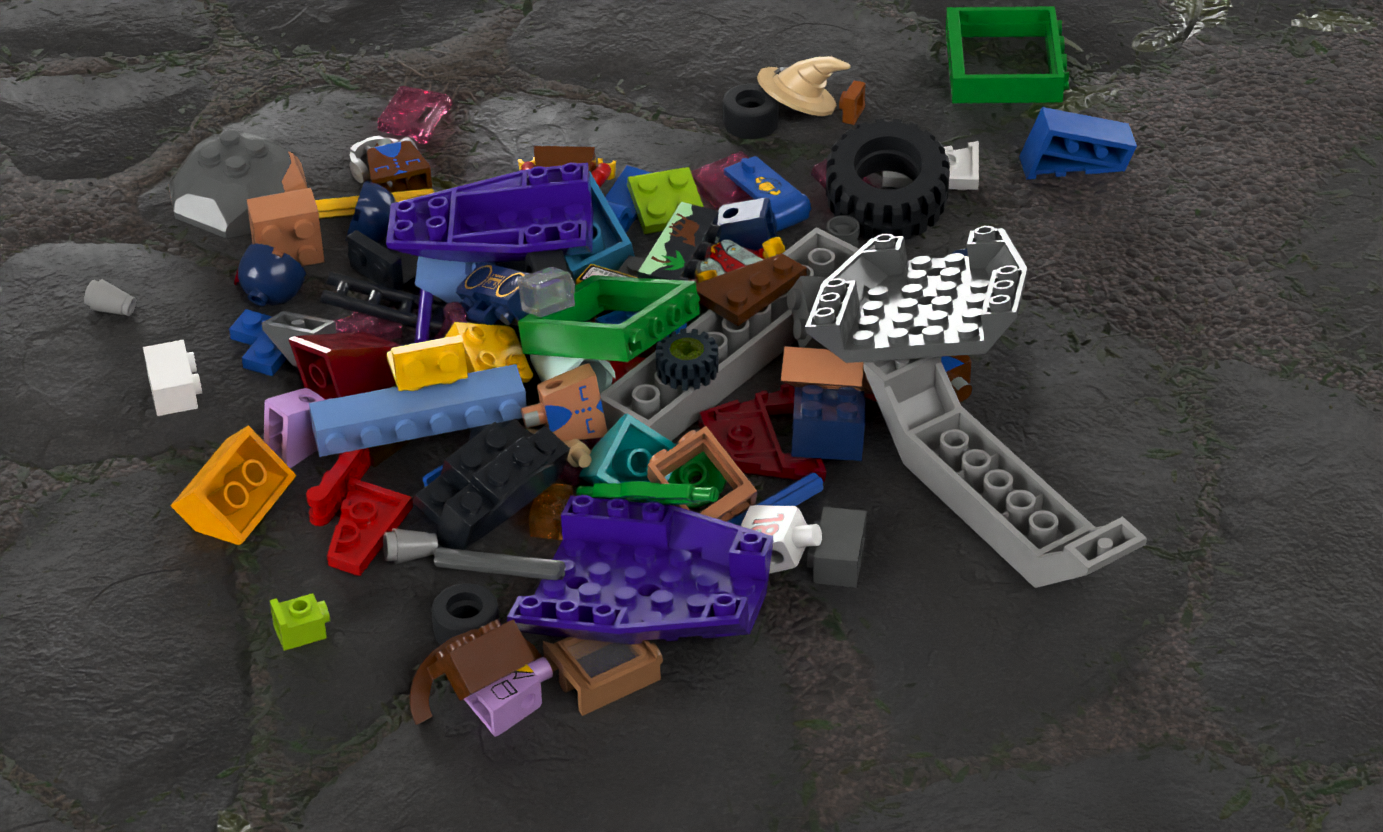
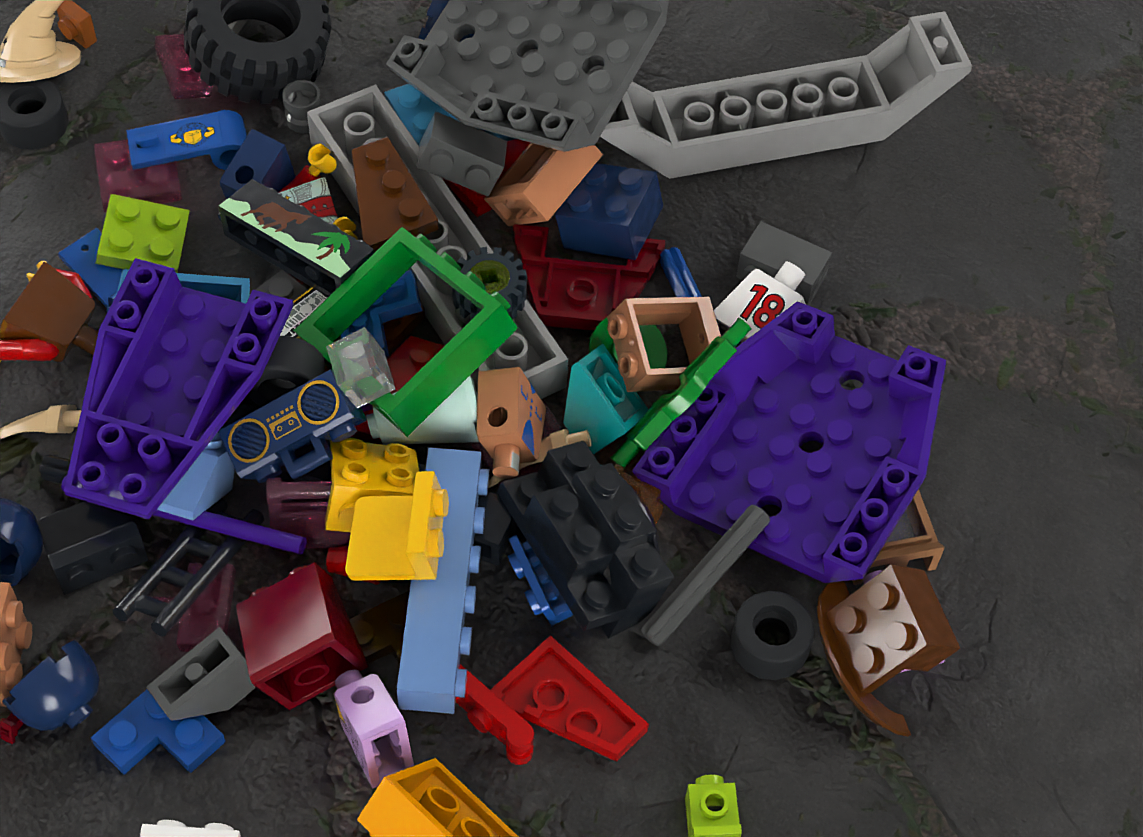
camera: 75 degrees left, 15 degrees up
(408, 545) = (624, 664): light grey cone -> none

